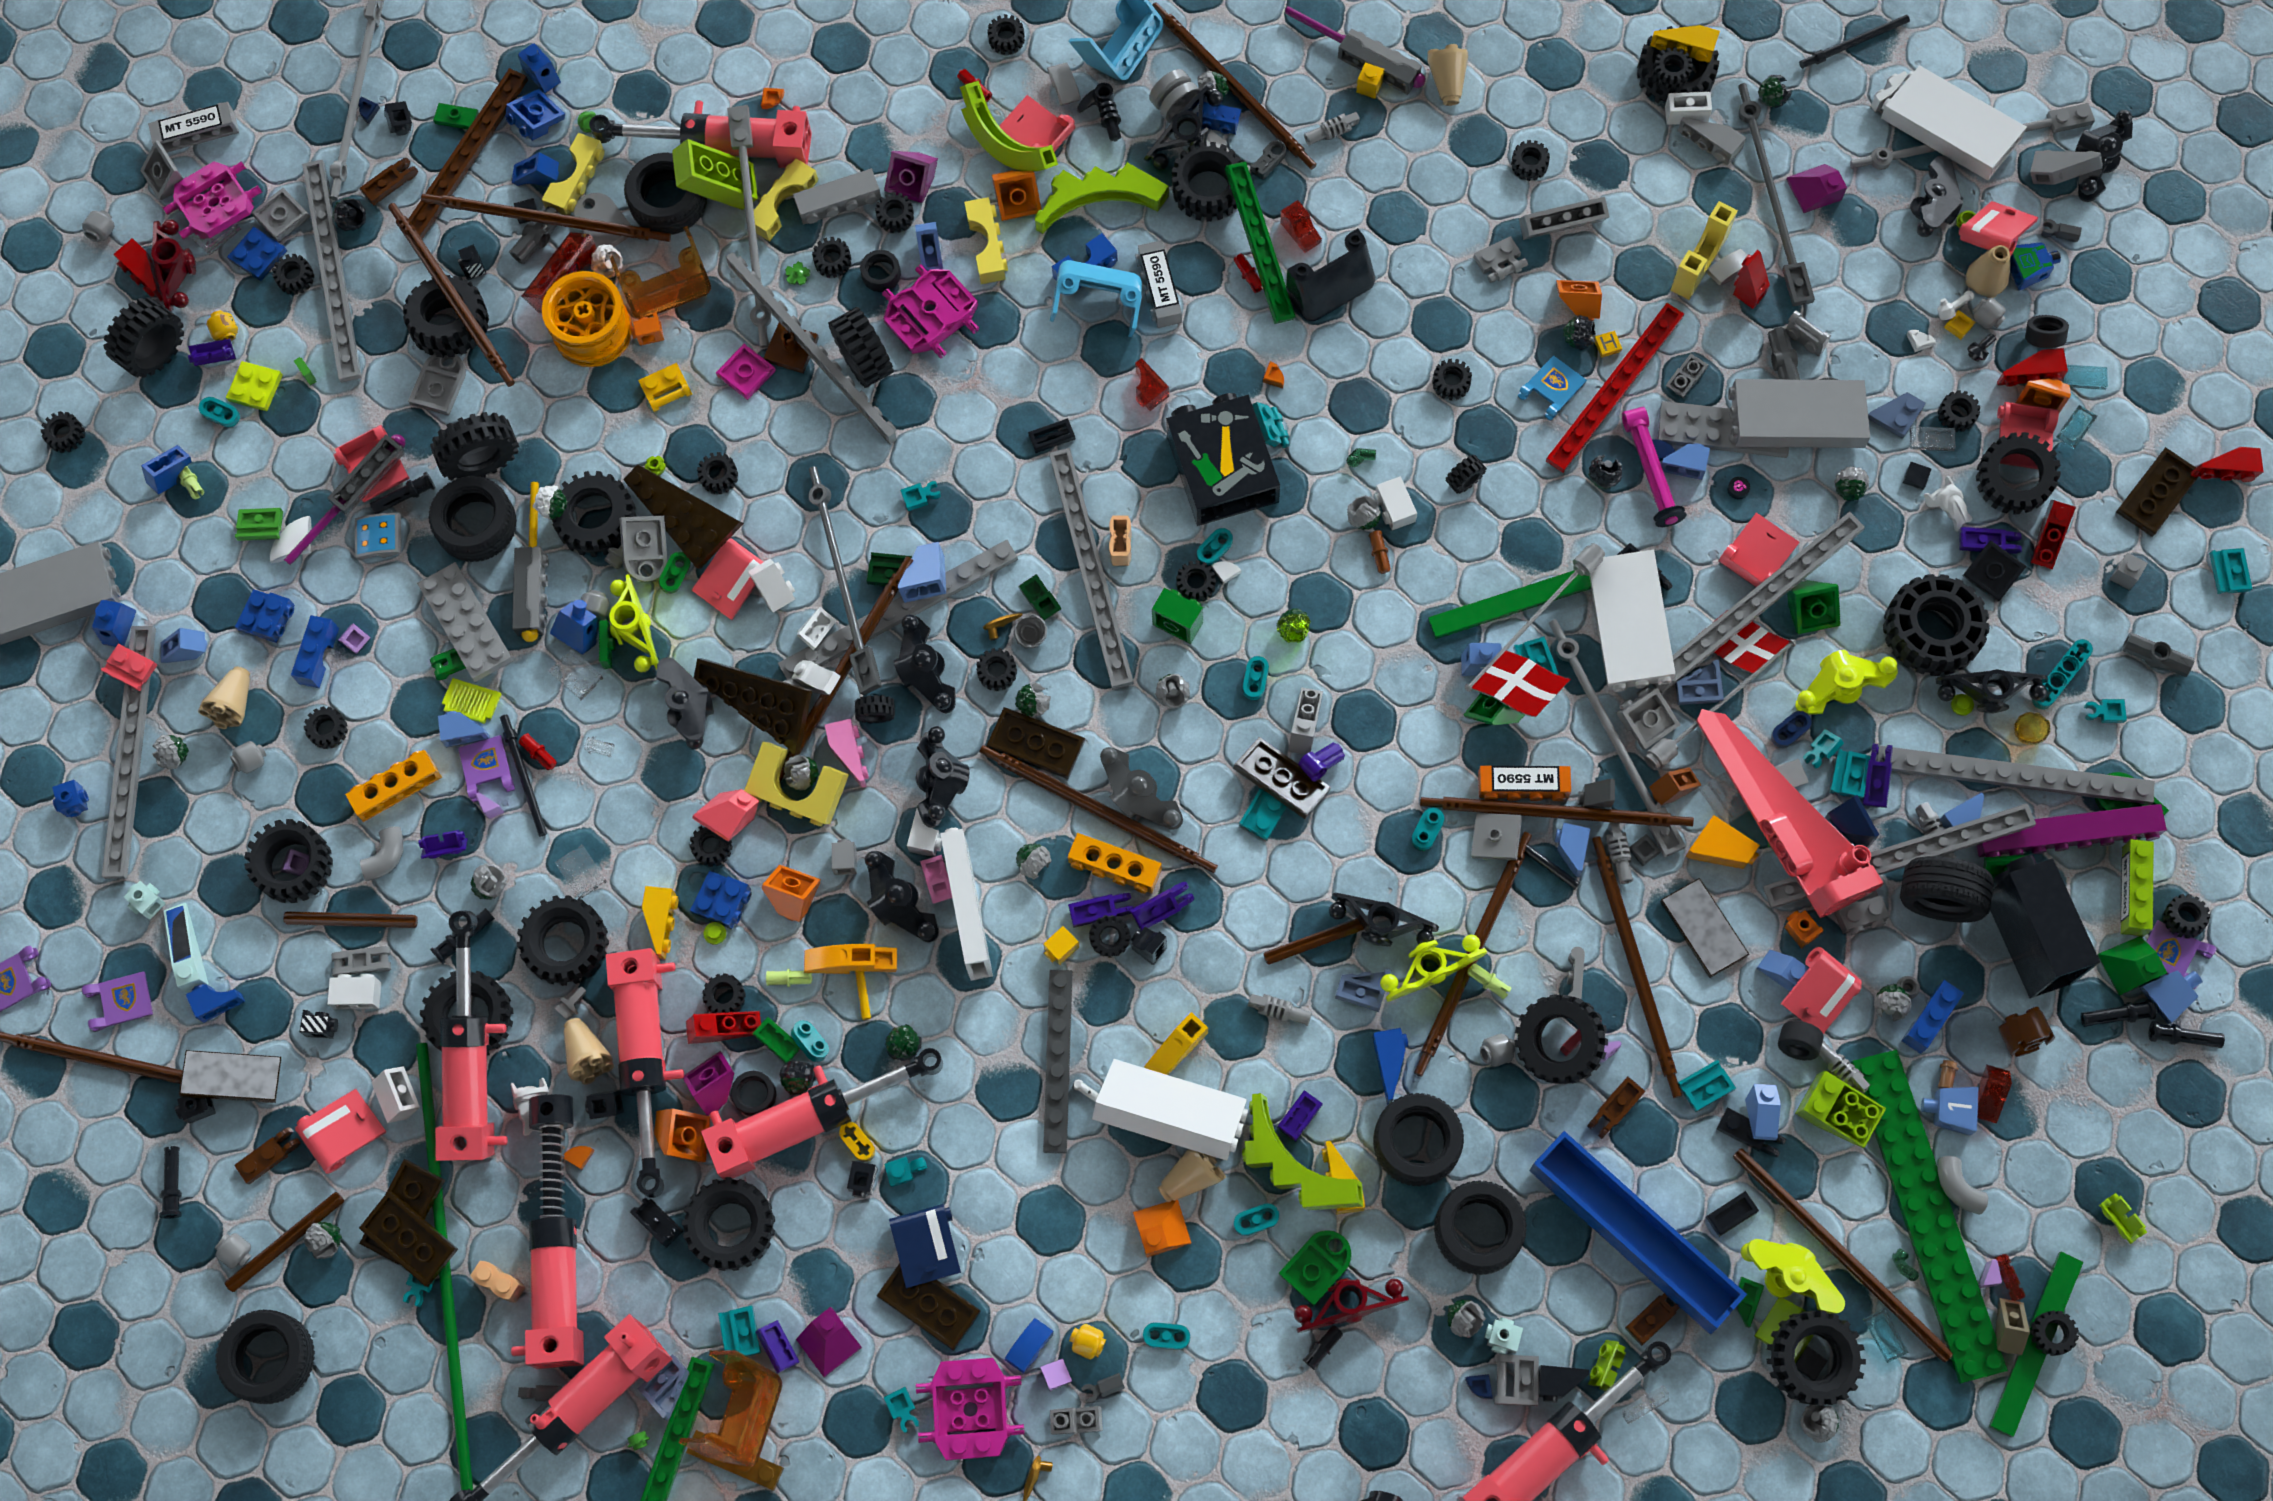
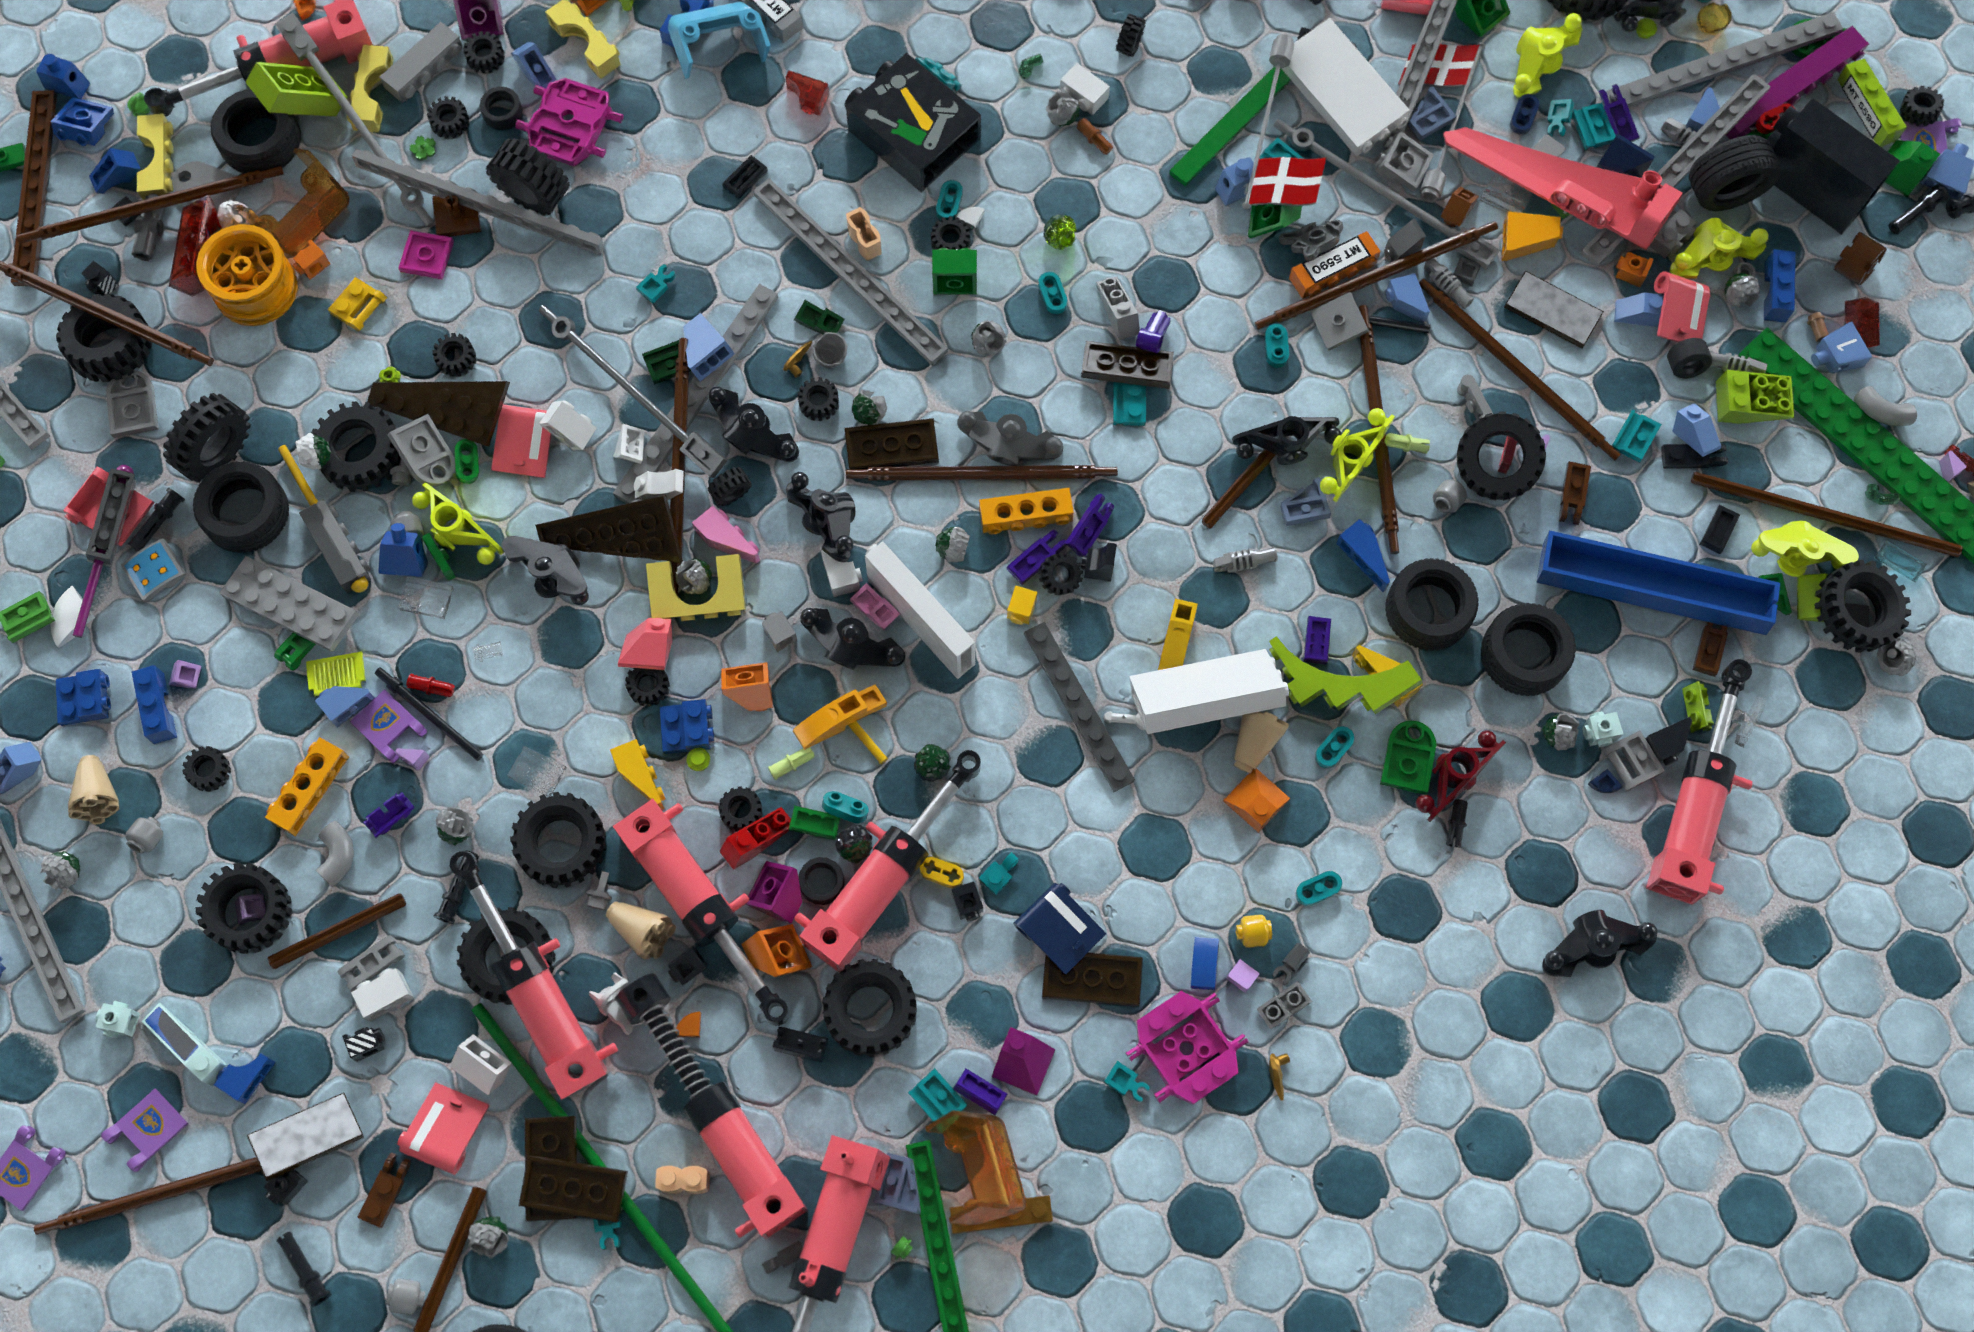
camera: 35 degrees left, 0 degrees up
(1274, 375) = (912, 34): orange tile -> none
(1518, 748) = (1313, 239): none -> dark grey tile
(1894, 949) = (1716, 247): none -> neon yellow piece
(2026, 850) = (1774, 115): none -> red beam

